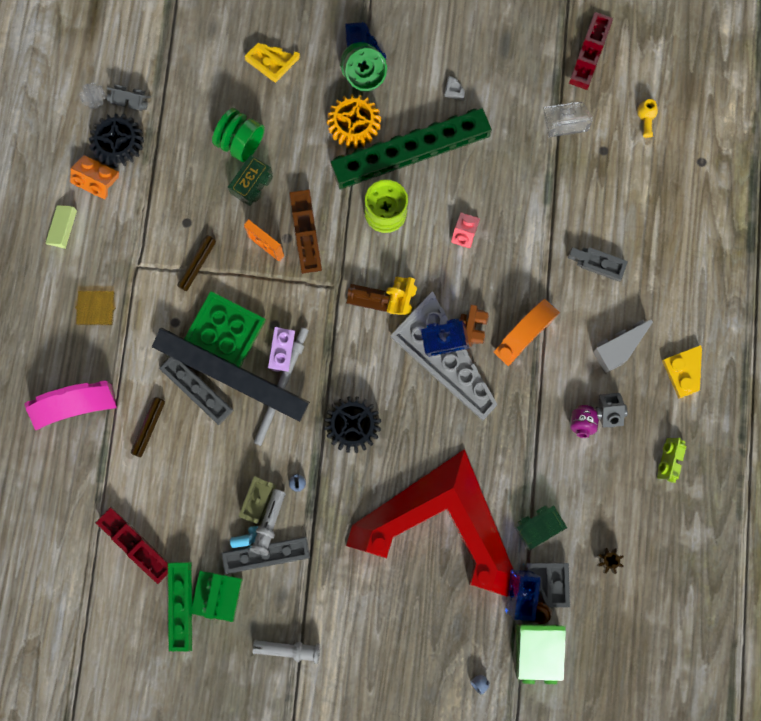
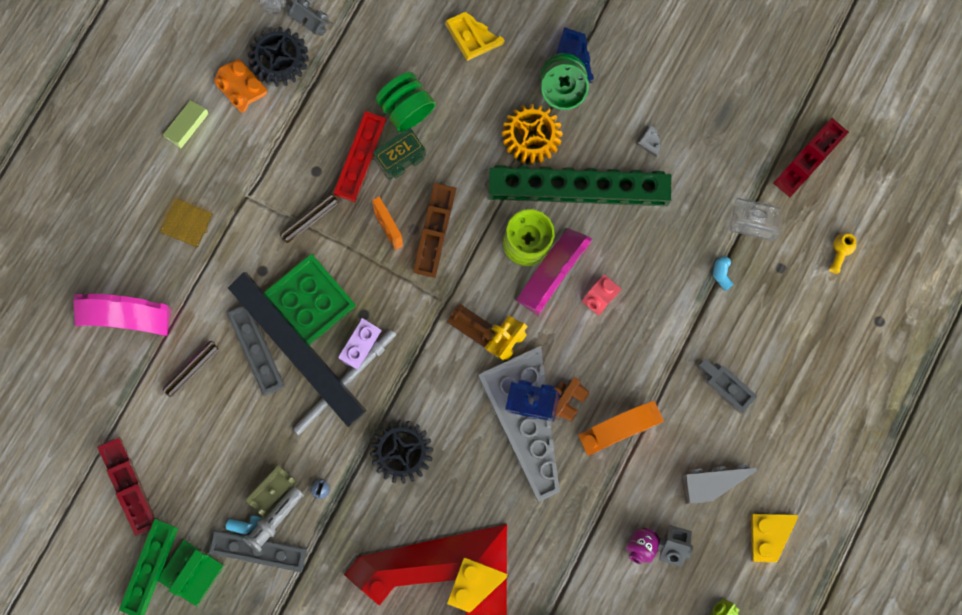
camera: 10 degrees right, 0 degrees up
(218, 196) = (360, 156): none -> red plate
(417, 226) = (553, 270): none -> dark pink windscreen
(458, 509) = (474, 585): none -> yellow wing
(555, 173) = (720, 272): none -> medium azure arm

